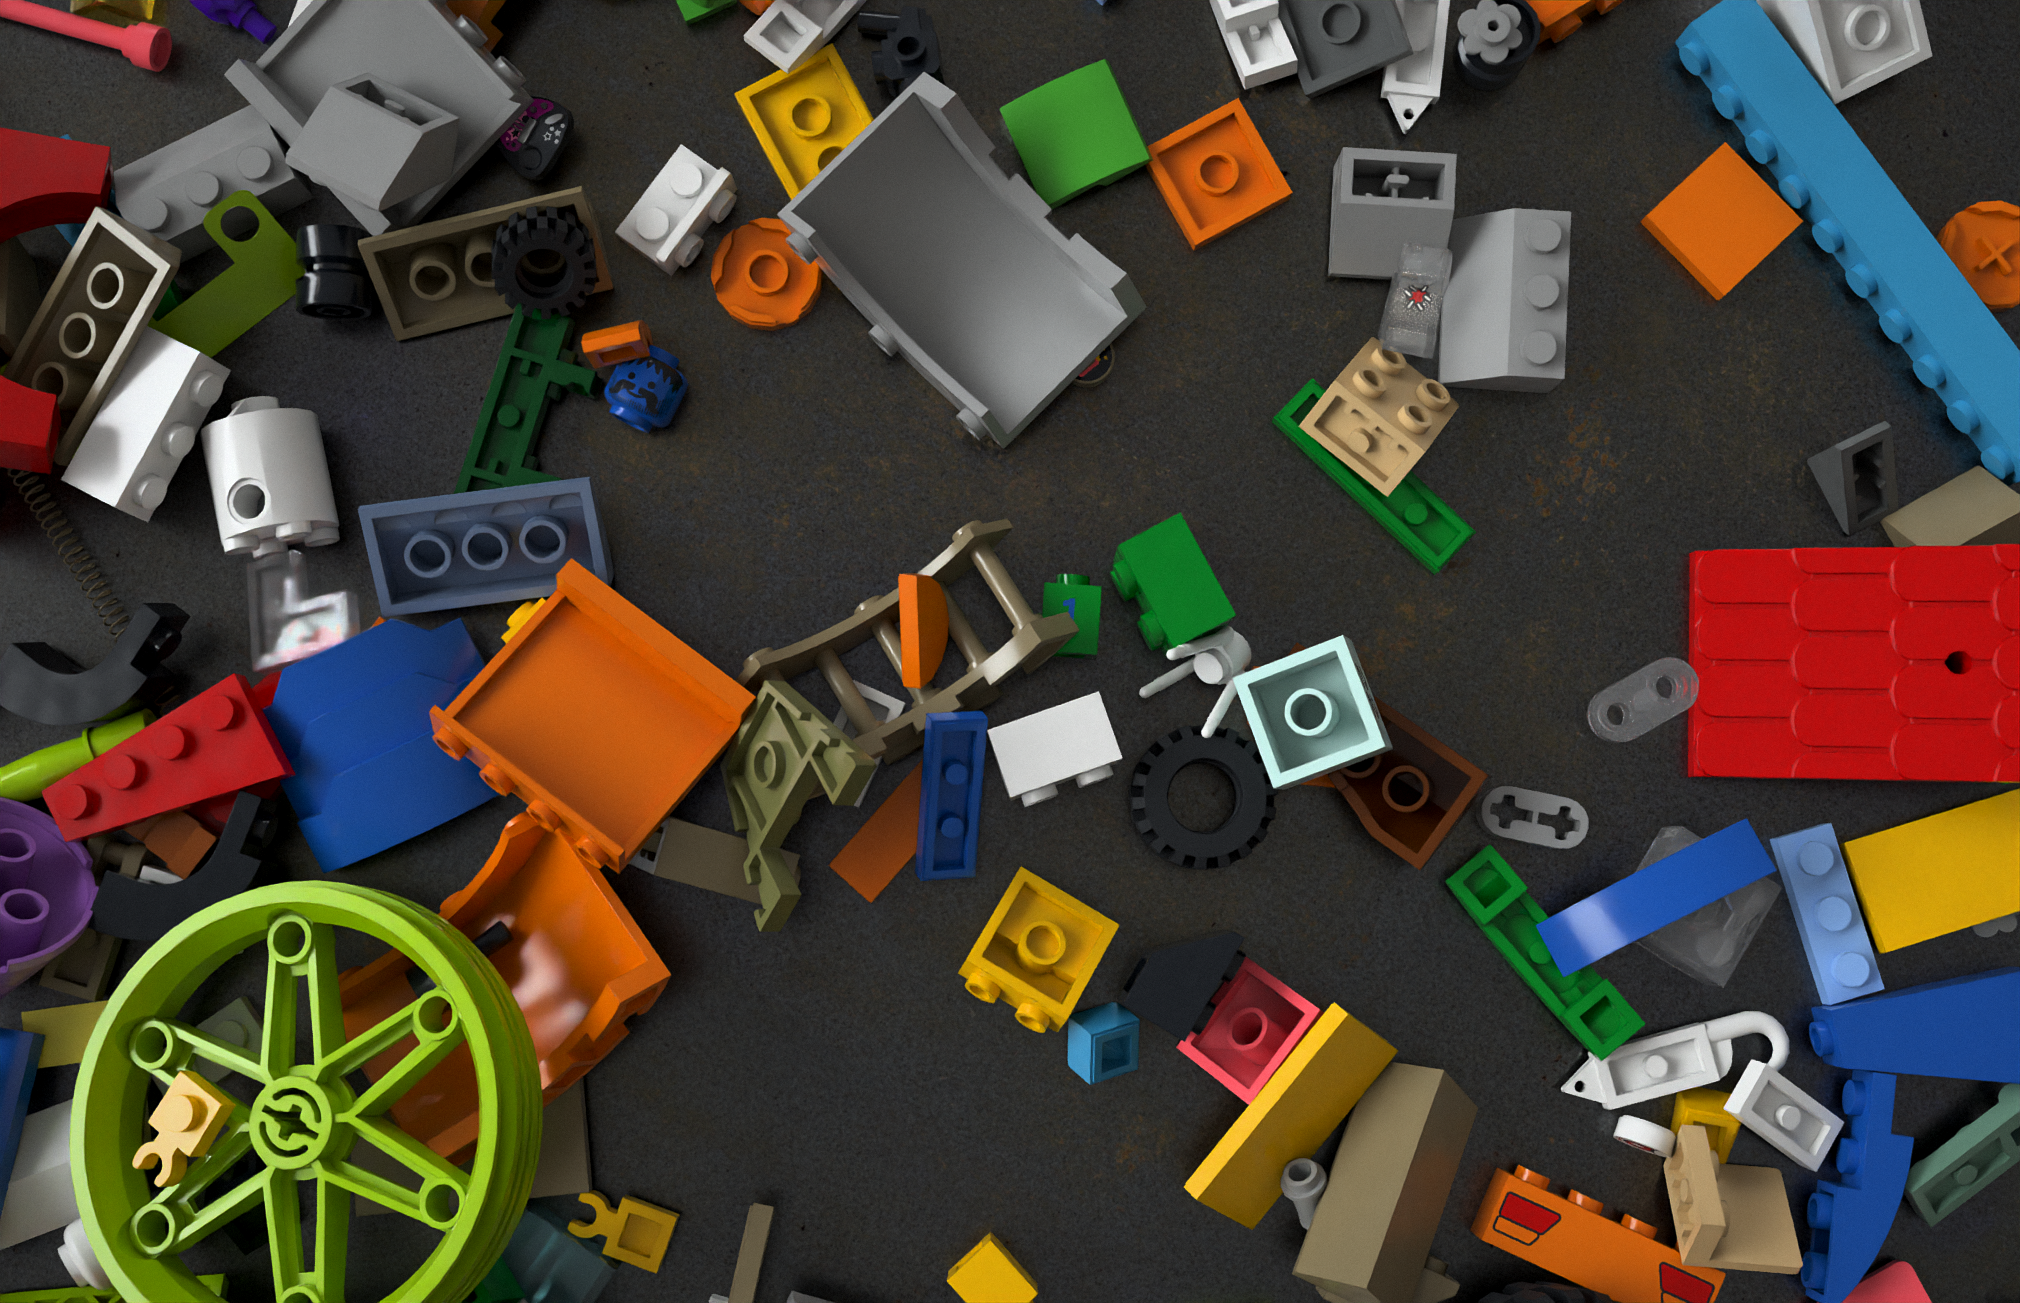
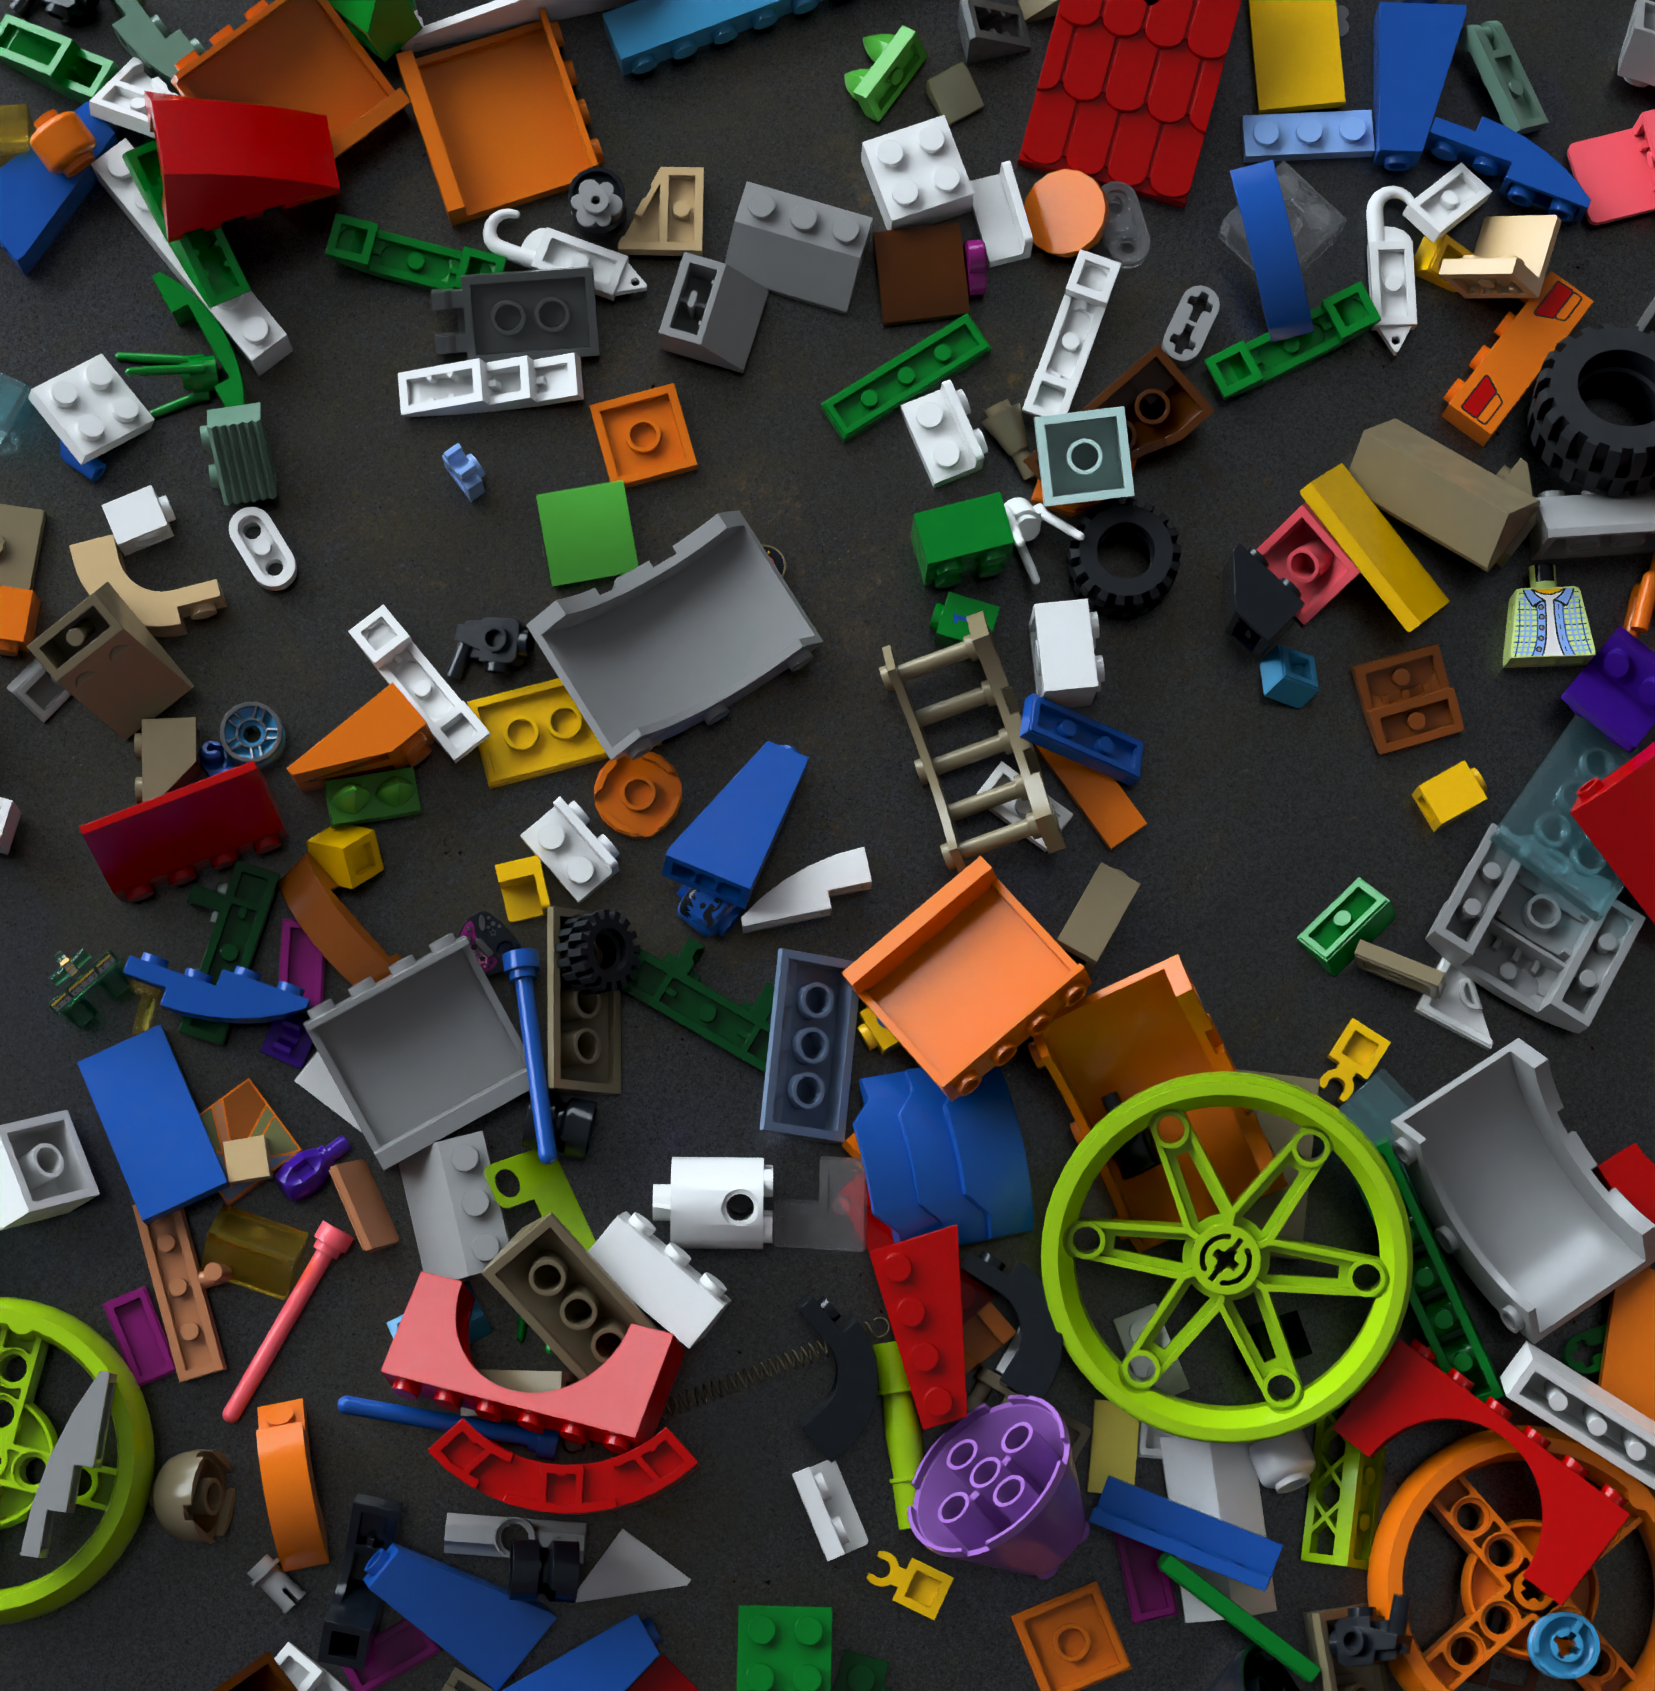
camera: 80 degrees left, 5 degrees down
(186, 1124) = (1207, 1341): yellow plate -> none
(190, 70) = (364, 1205): none -> nougat slope
(375, 143) = (477, 1054): light grey slope -> none
(503, 178) = (522, 969): none -> blue piece
(617, 167) = (523, 889): none -> yellow panel
(617, 344) = (673, 910): orange slope -> none
(687, 507) = (809, 891): none -> white slope
(737, 398) = (737, 830): none -> blue slope
(770, 775) = (1041, 856): olive wing -> none
(799, 1184) = (1353, 916): none -> green slope
(922, 628) = (953, 729): orange tile -> none
(1037, 952) = (1212, 706): yellow plate -> none
(1111, 1201) = (1407, 698): none -> dark orange slope
(1303, 1184) = (1425, 551): light grey pin -> none
(1310, 537) = (945, 434): none -> white bracket
(1338, 614) = (1008, 429): none -> dark tan cone
(1380, 416) = (865, 358): tan bracket -> none
(1415, 300) = (784, 311): clear leg -> none
(1476, 669) = (1072, 335): none -> white slope
(1506, 138) = (669, 216): none -> tan wing
(1512, 462) = (921, 274): none -> reddish brown slope
(1537, 527) = (976, 266): none -> magenta tile
(1611, 543) = (1001, 217): none -> white panel
(1637, 426) = (917, 175): none -> white brick
(1638, 625) = (1066, 212): none -> orange tile
(1645, 1136) = (1441, 304): white tile -> none
(1721, 221) = (772, 77): orange tile -> none
(1760, 451) = (954, 94): none -> olive slope
(1778, 367) = (895, 64): none -> bright green tile

